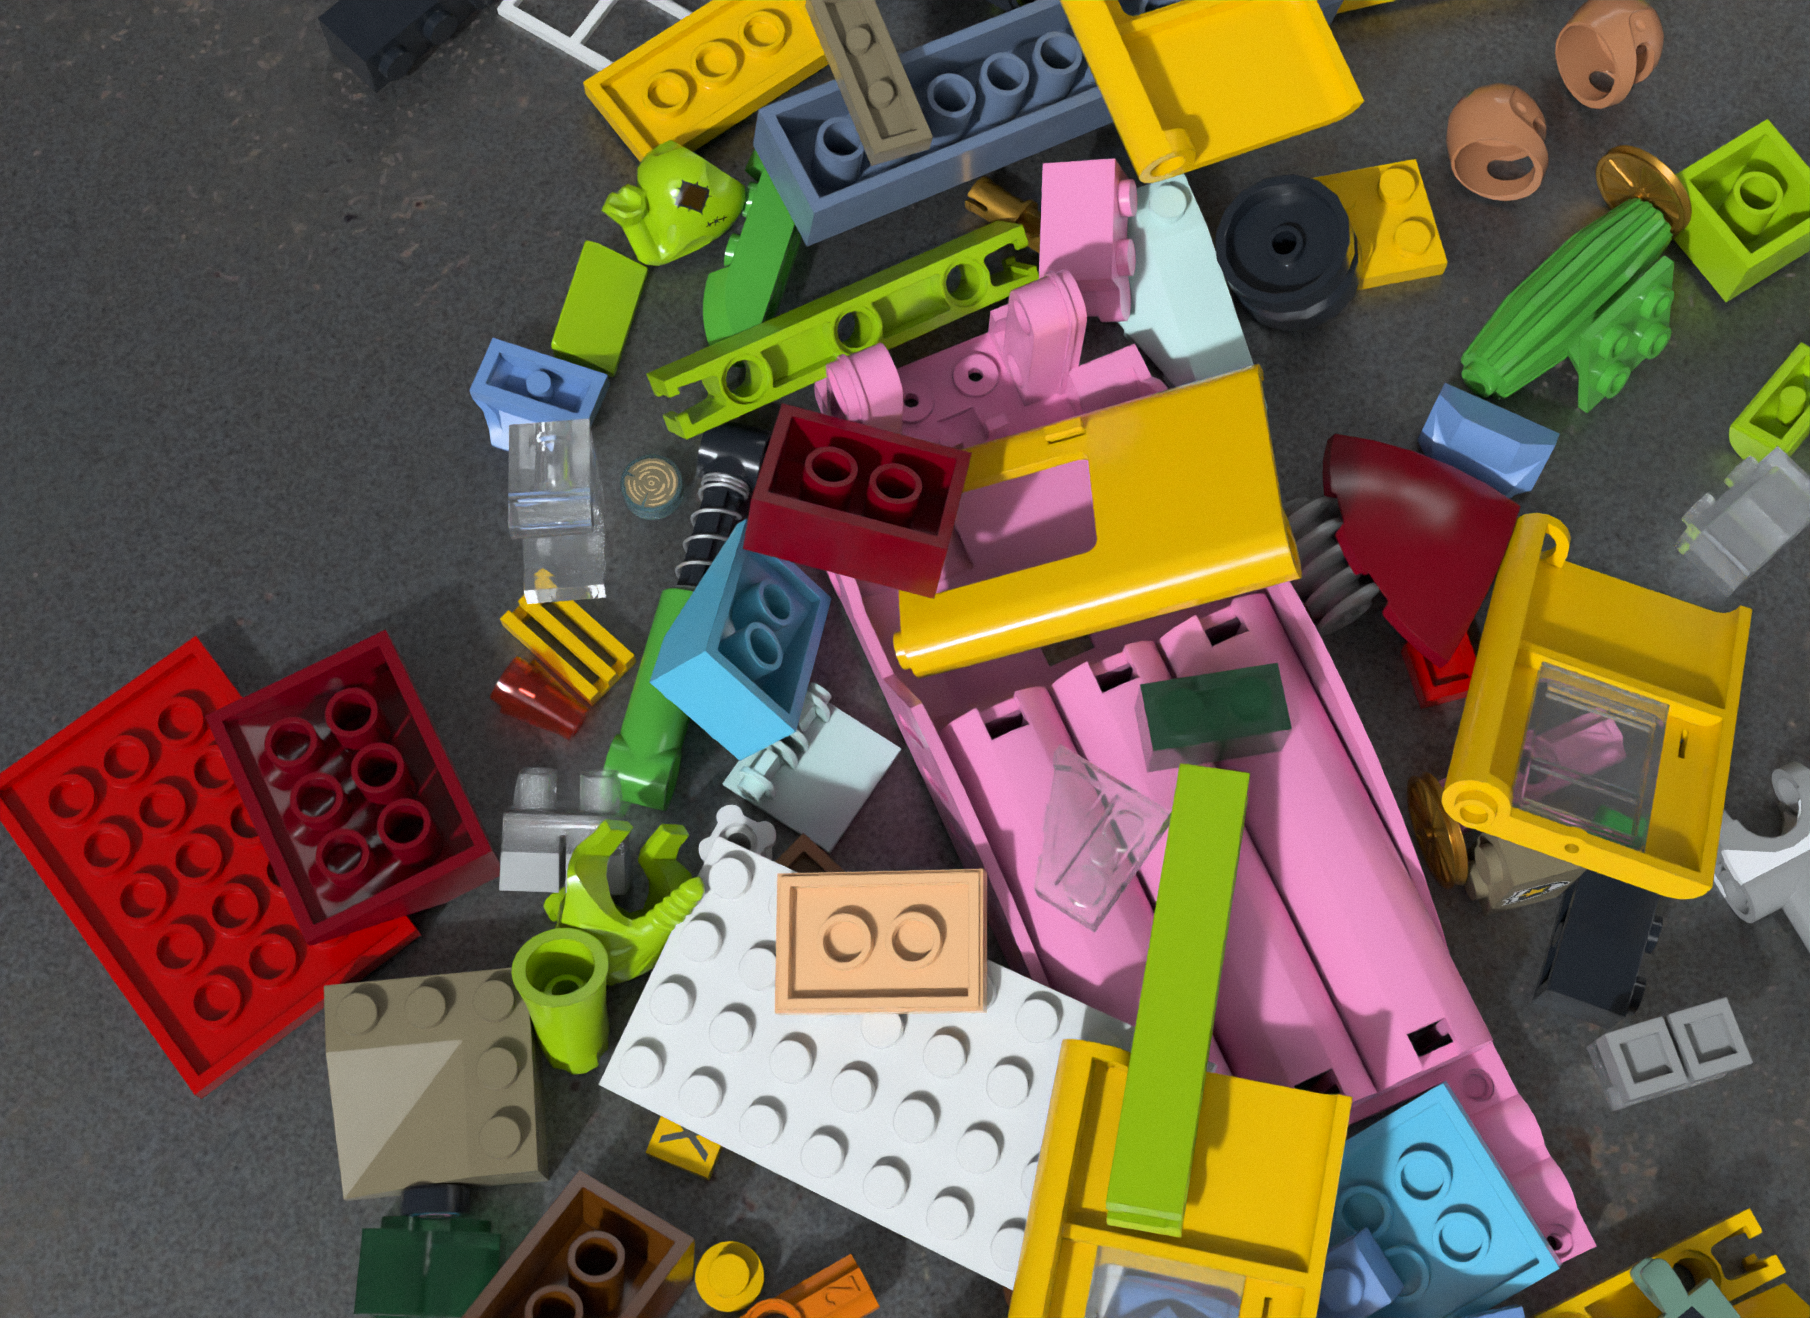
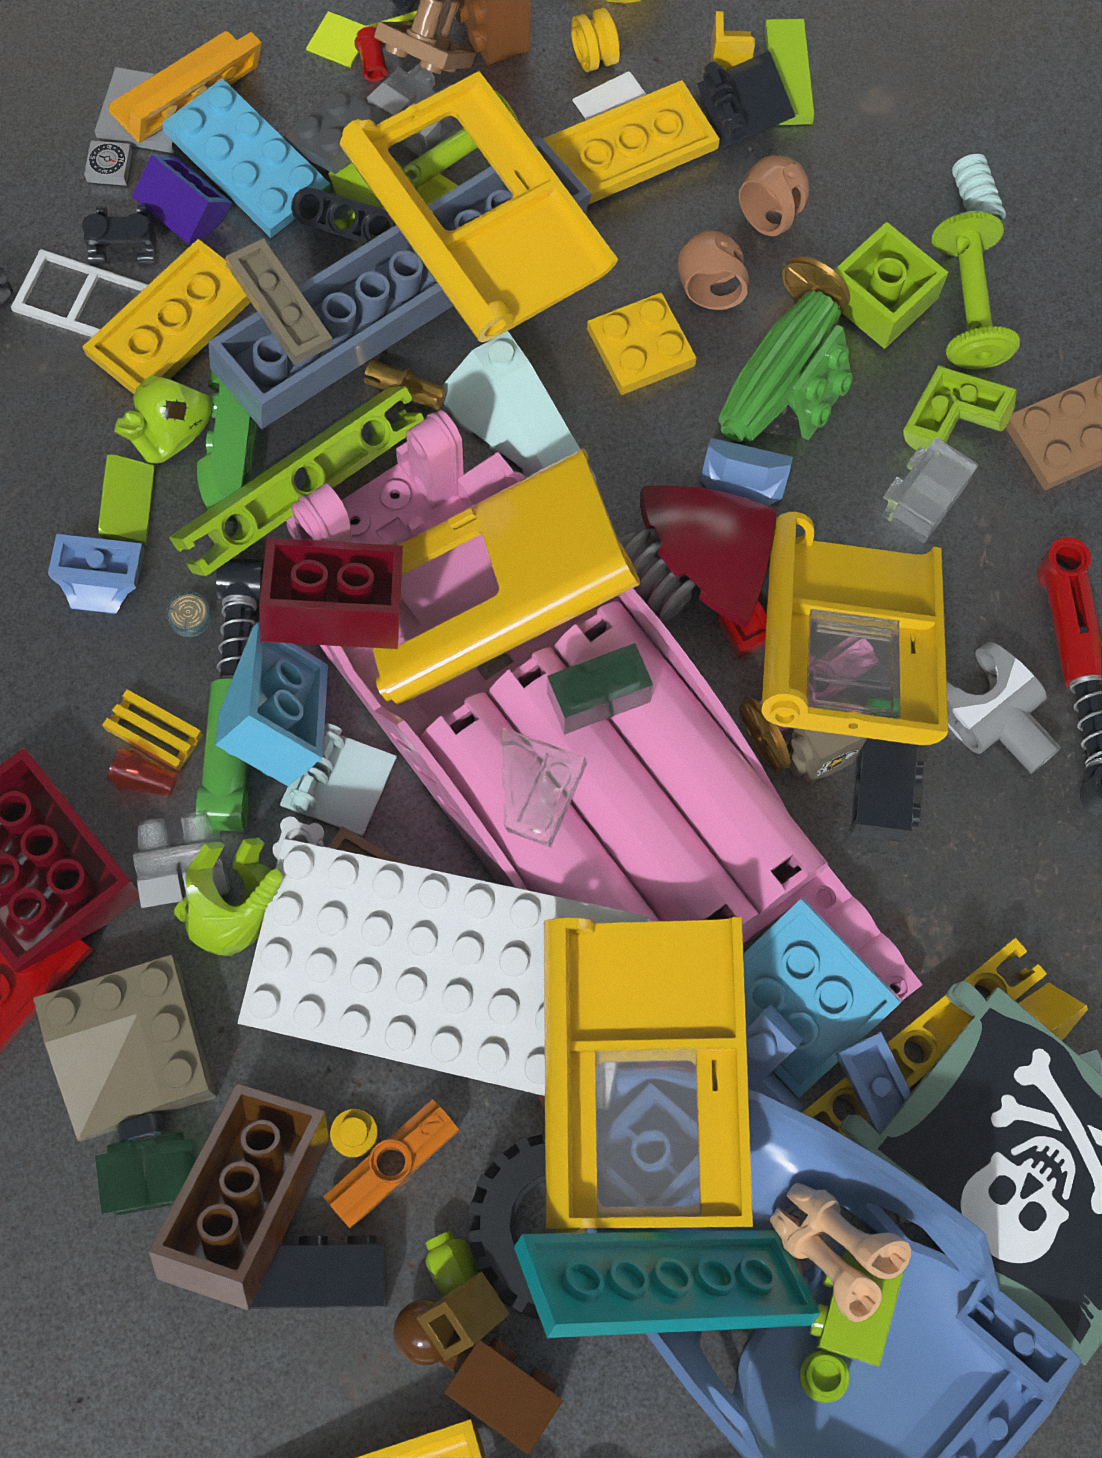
camera: 15 degrees left, 0 degrees up
(557, 510) = (126, 642): clear piece -> none
(564, 989) = (202, 967): lime plant -> none
(683, 1149) = (305, 1054): yellow tile -> none
(881, 942) = (409, 885): light nougat tile -> none
(1086, 232) = (450, 382): bright pink hinge -> none
(1178, 1002) = (615, 880): lime piece -> none
(1289, 252) = (589, 370): black wheel -> none
(1668, 1054) = (943, 849): light grey hips -> none

